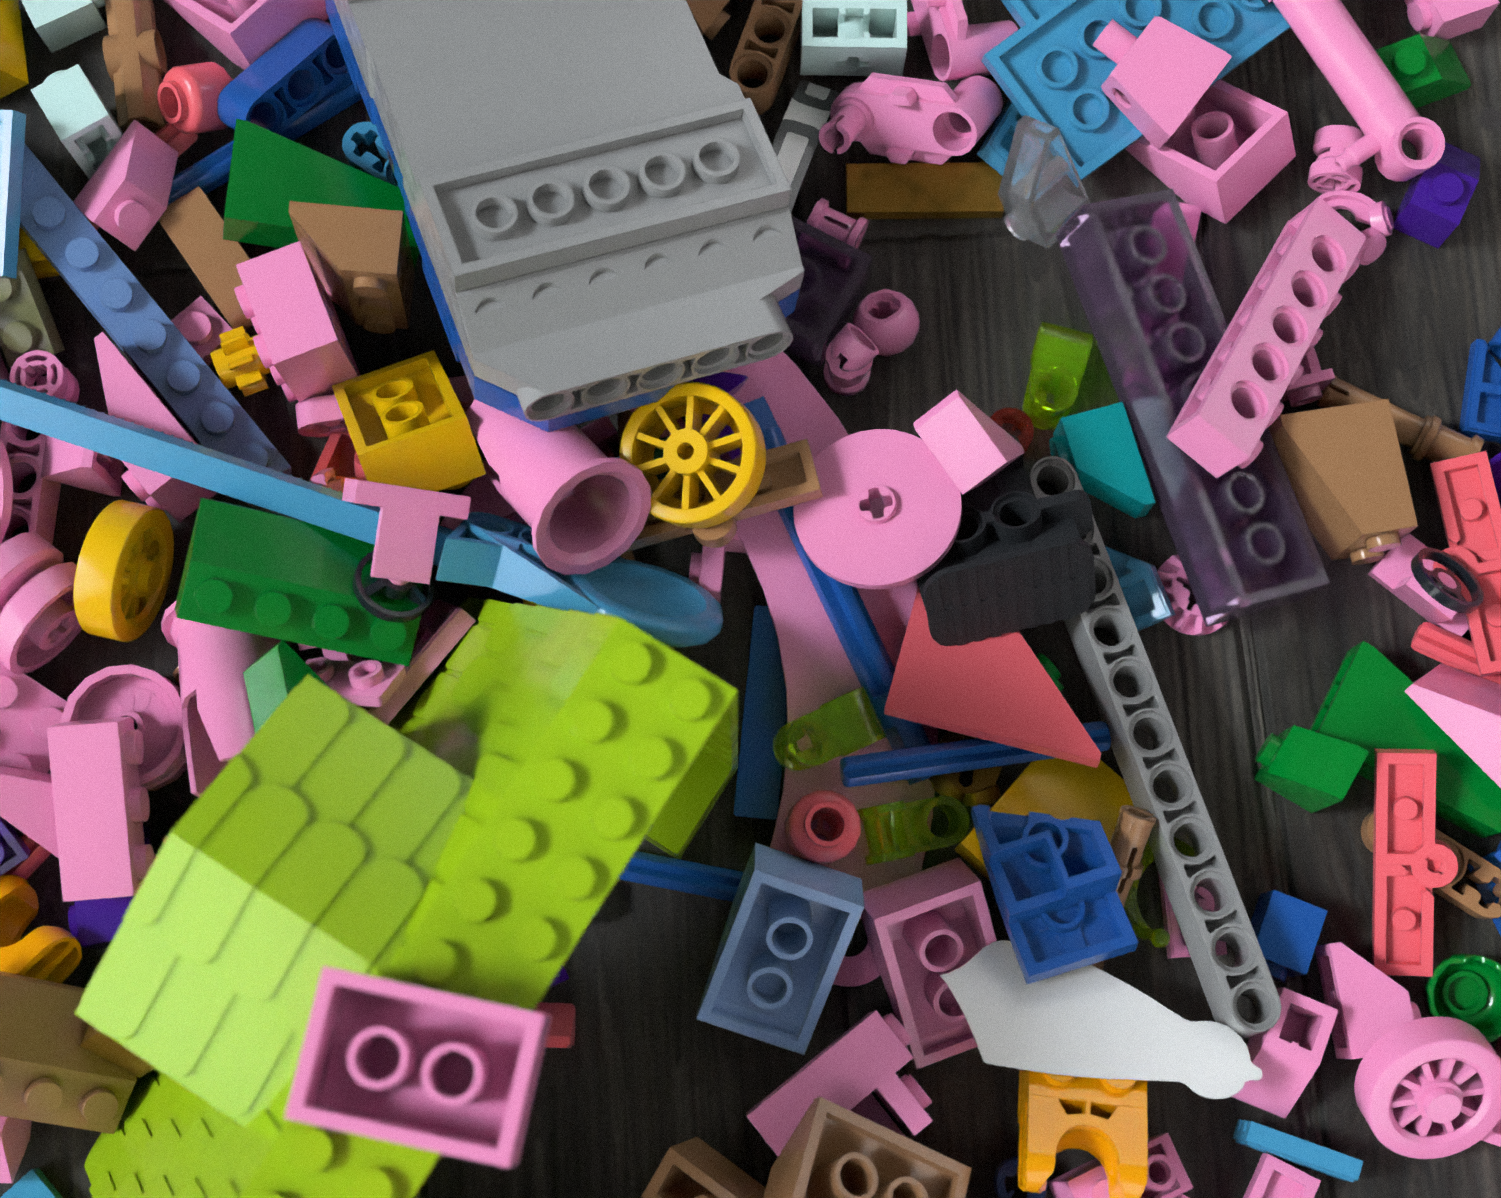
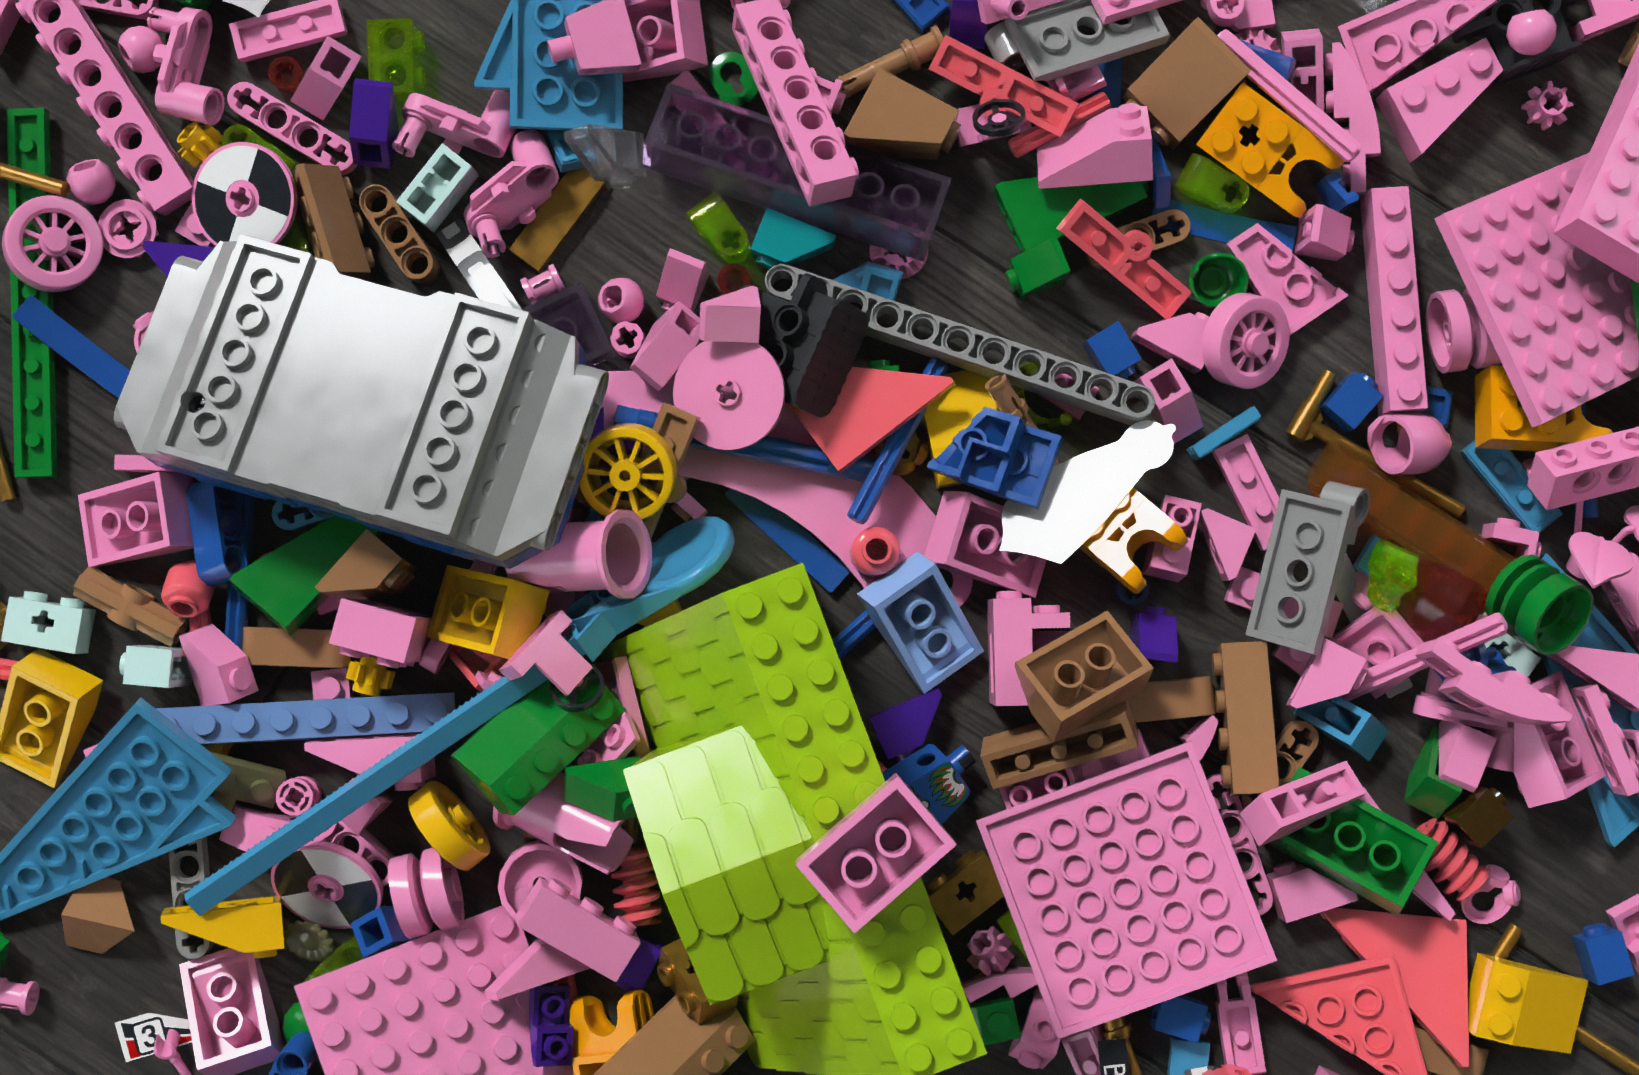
camera: 50 degrees left, 10 degrees up
(590, 1113) = (935, 778): none -> blue torso
(640, 1026) = (906, 724): none -> dark purple slope
(834, 730) = (827, 503): clear neon green piece -> none
(854, 346) = (625, 332): bright pink hinge -> none
(870, 404) = (667, 345): none -> bright pink slope
(901, 828) = (907, 511): clear neon green piece -> none
(964, 363) = (681, 280): none -> bright pink slope
(1214, 265) = (725, 90): none -> green piece

